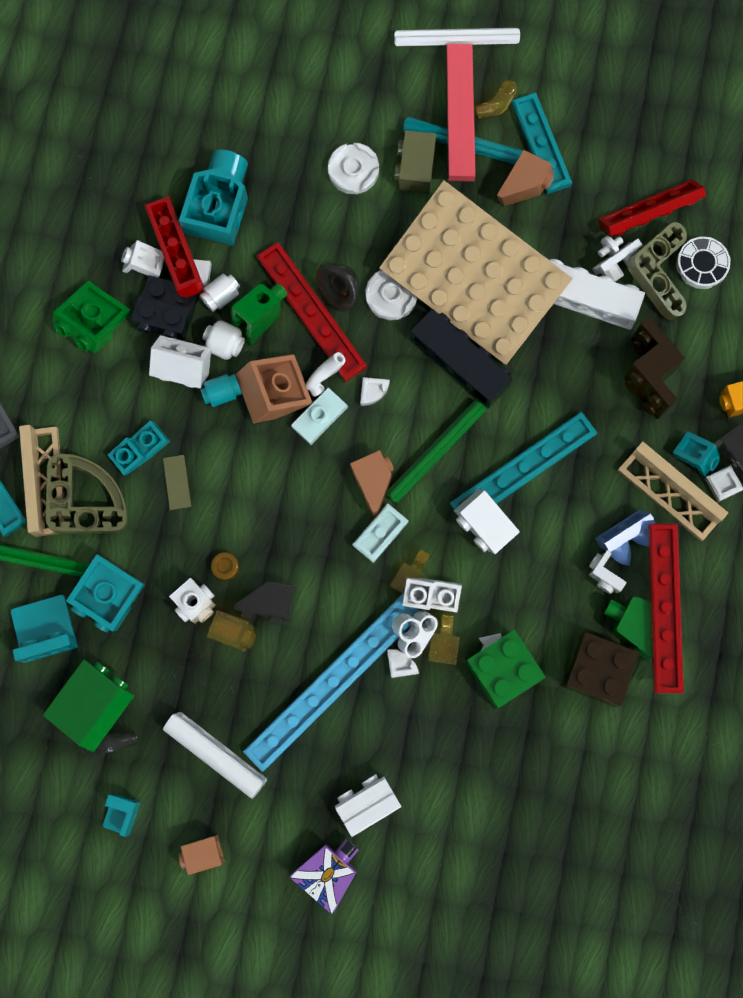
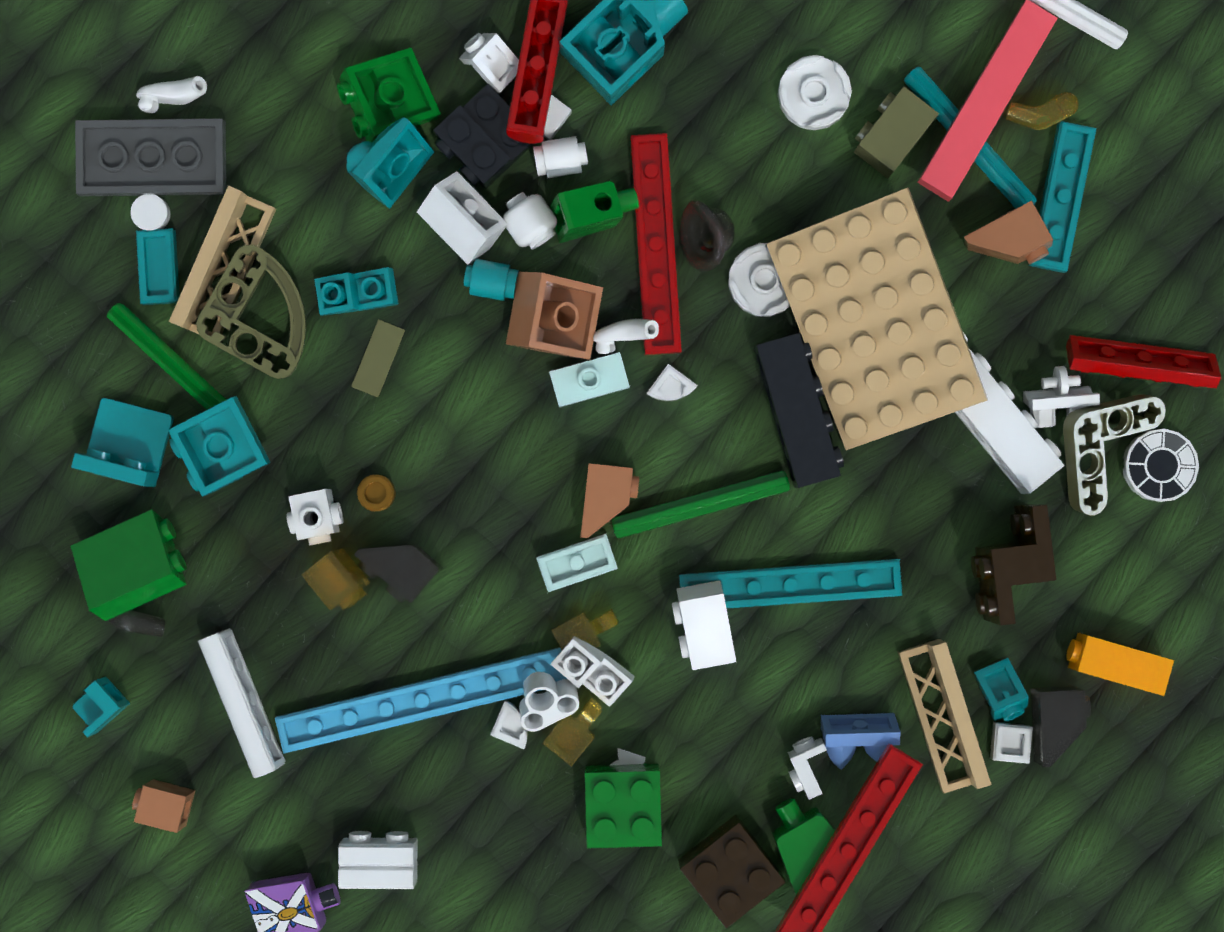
camera: 30 degrees right, 10 degrees up
(115, 353) = (389, 161): none -> teal slope

